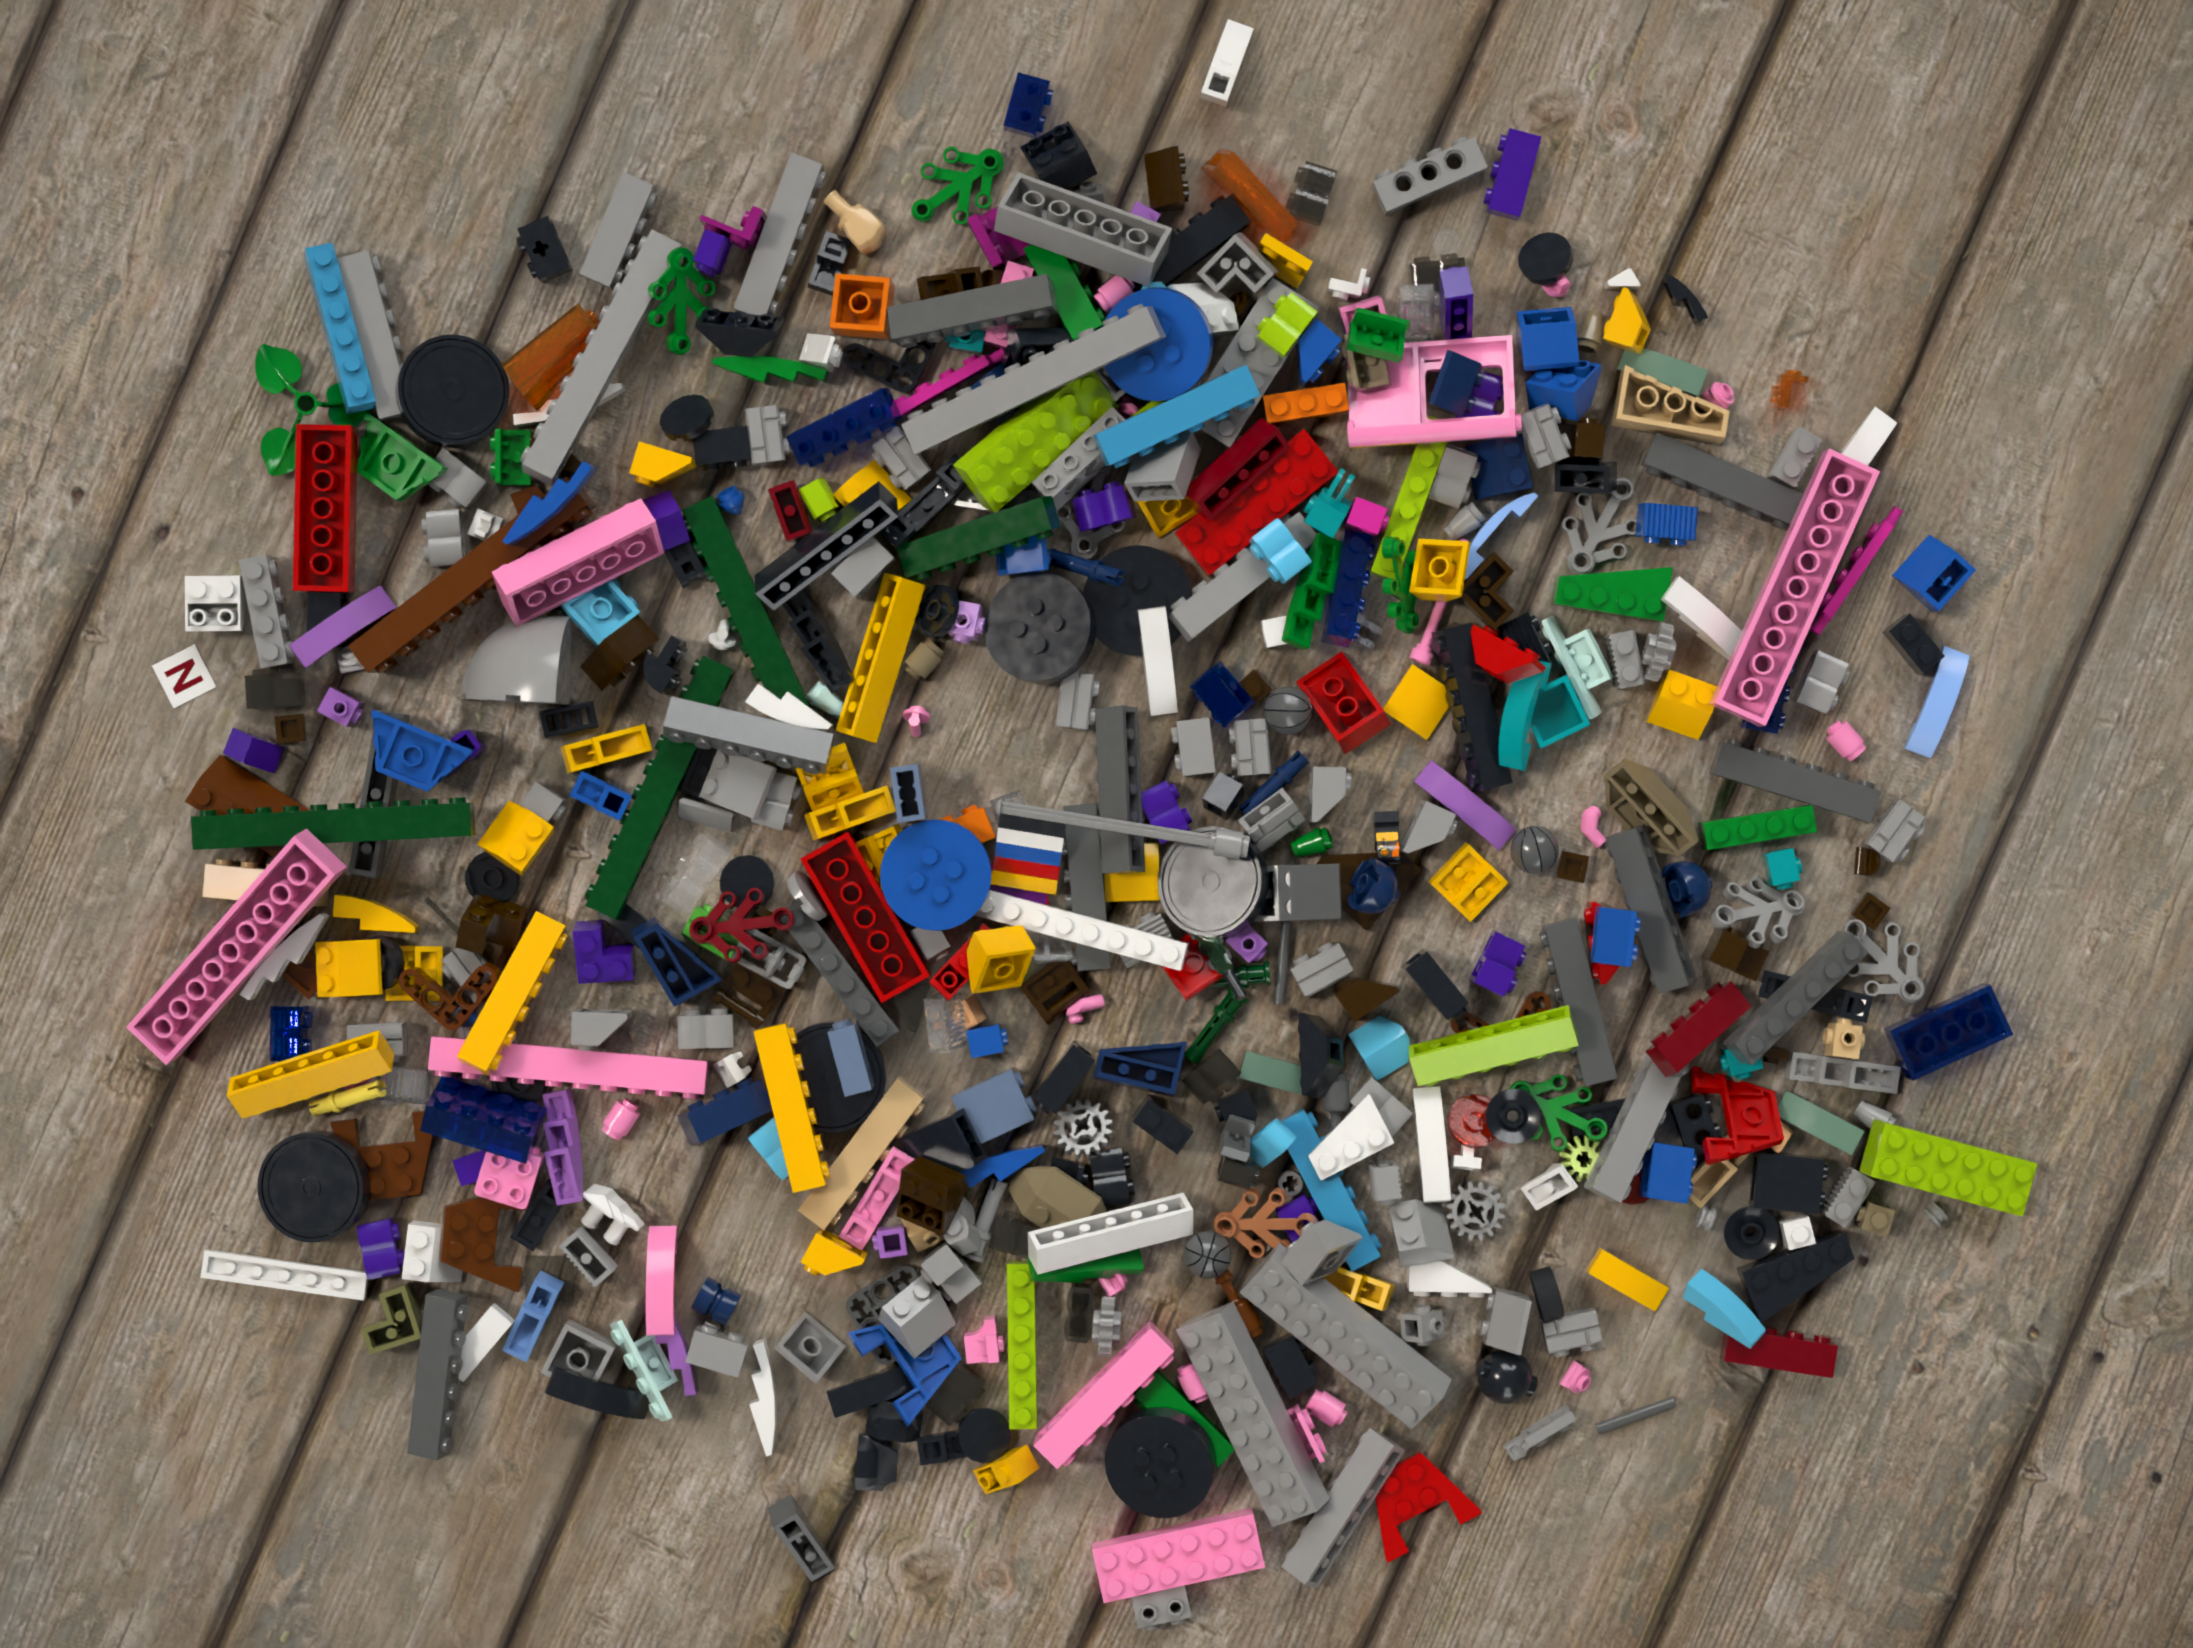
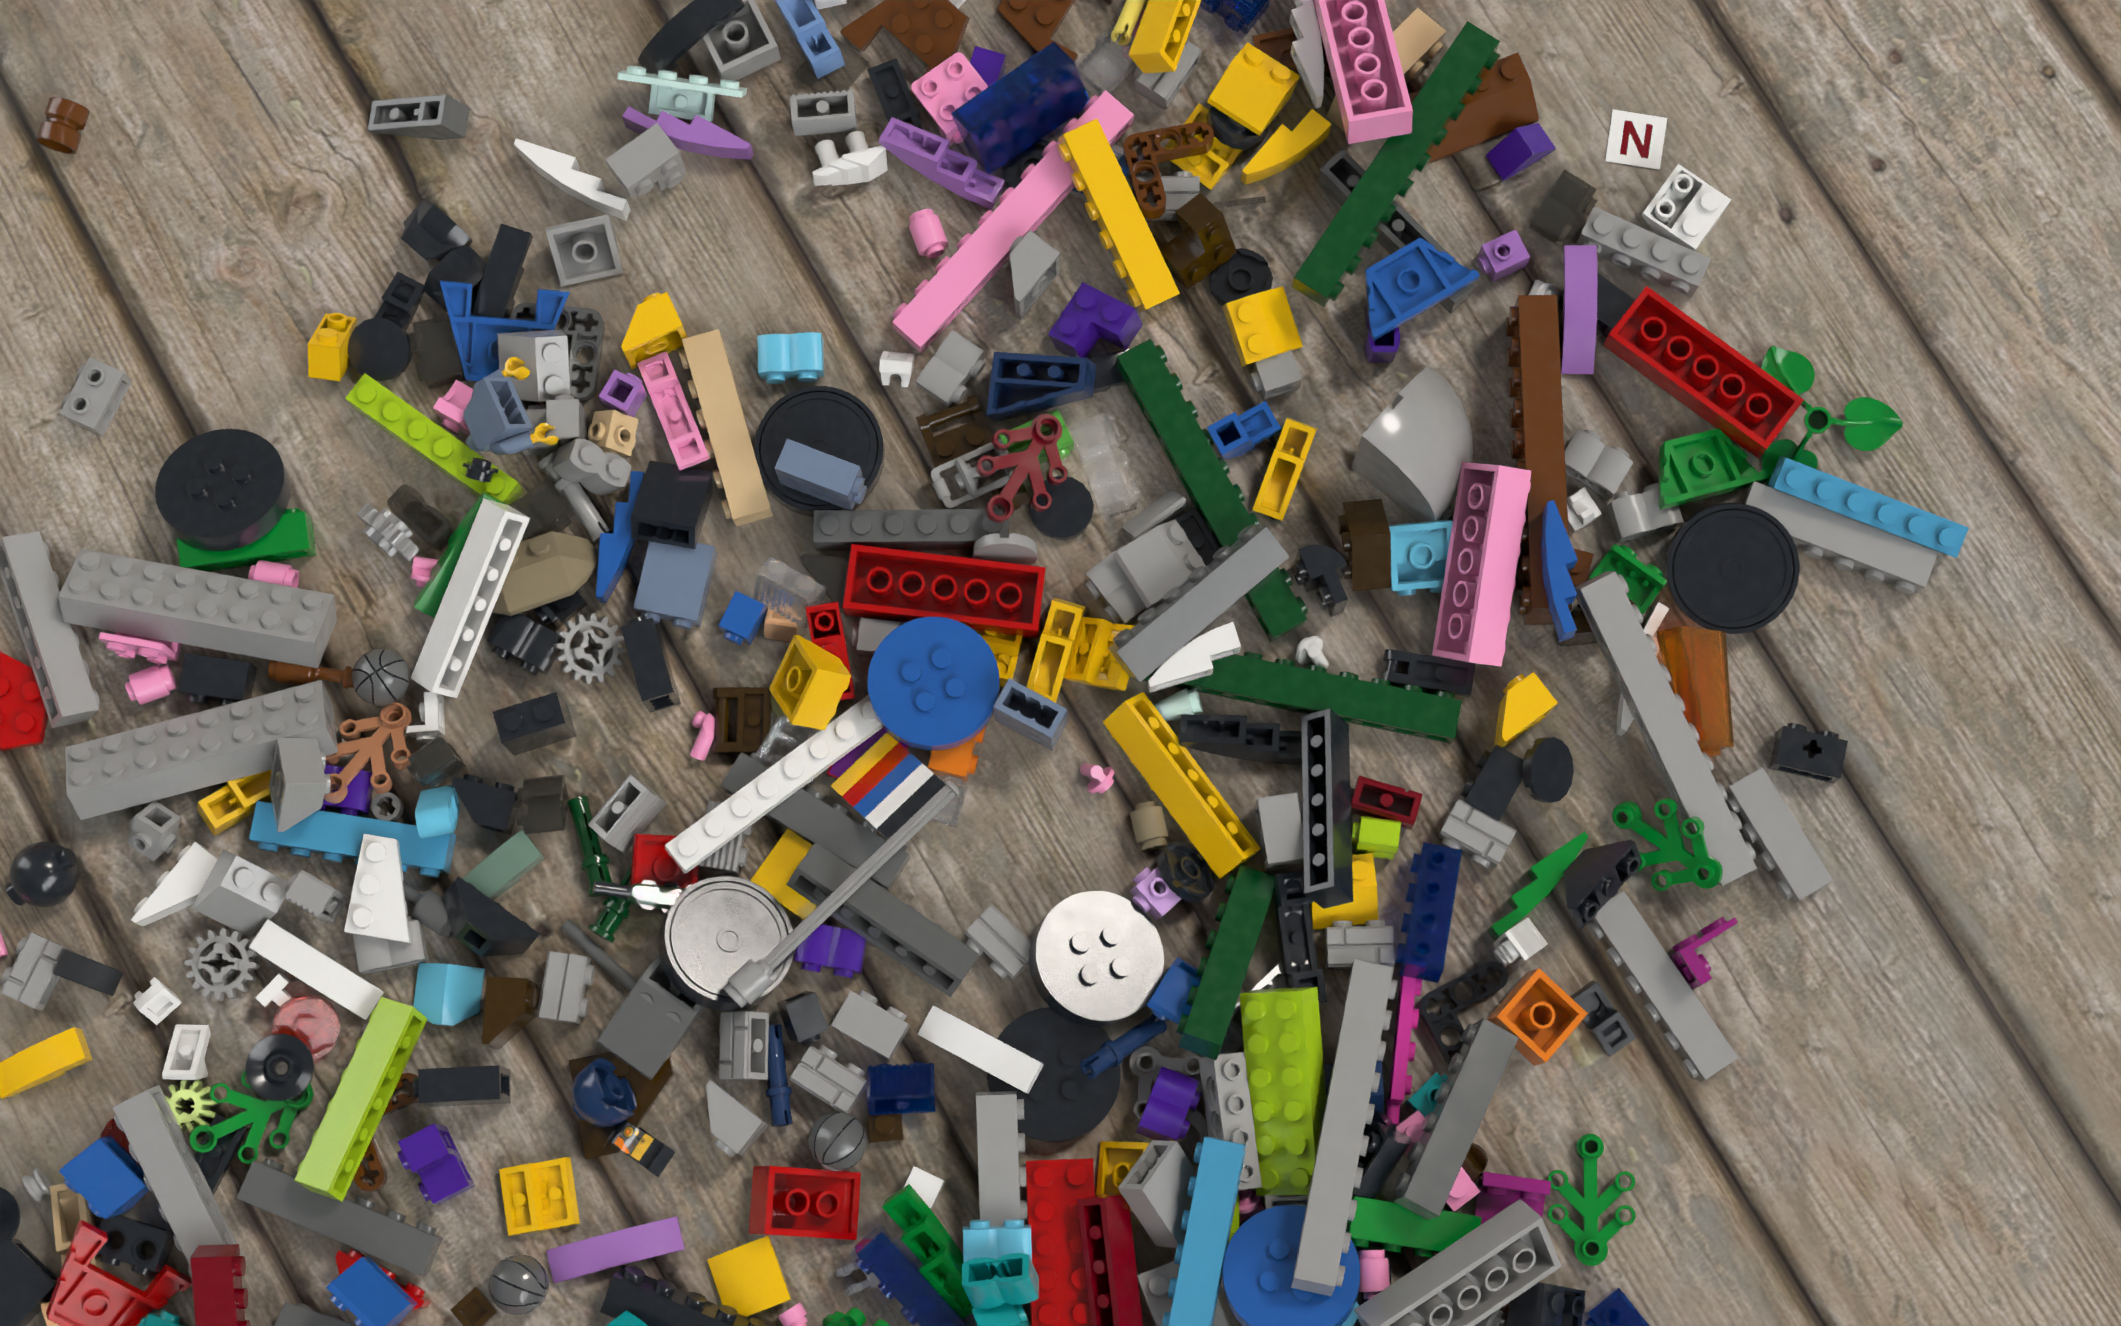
camera: 130 degrees right, 10 degrees down
(290, 728) = (1516, 197): dark brown plate -> none
(544, 725) = (1326, 478): black slope -> none
(660, 1280) = (751, 160): bright pink slope -> none
(668, 519) = (1462, 679): dark purple slope -> none
(711, 253) = (1692, 908): dark purple brick -> none
(716, 1301) = (693, 197): dark blue wheel -> none
(725, 1111) = (861, 332): dark blue wedge -> none
(731, 500) = (1437, 755): blue plate -> none
(790, 1107) = (818, 389): yellow brick -> none
(858, 222) = (1621, 1073): tan piece -> none
(930, 1194) = (637, 456): dark brown slope -> none
(949, 283) = (1498, 1118): dark brown brick -> none
(973, 1310) = (498, 417): none -> sand blue torso
(1019, 1294) = (480, 470): none -> black plate
(1103, 1395) = (326, 483): bright pink brick -> none
(1144, 1068) = (603, 746): dark blue wedge -> none
(1175, 1016) = (627, 813): none -> light grey brick
(1177, 1555) = (127, 445): bright pink brick -> none
(1205, 1201) = (433, 715): none -> white bracket
(1236, 1138) = (465, 782): dark grey bracket -> none
(1248, 944) = (641, 935): medium lavender brick -> none
(1304, 534) = (1000, 1280): none -> teal brick
(1312, 843) = (692, 1071): green cone -> none
(1428, 827) = (619, 1193): light grey slope -> none
(1506, 1320) = (94, 915): light grey slope -> none
(1531, 1234) = (156, 1001): none -> white tile

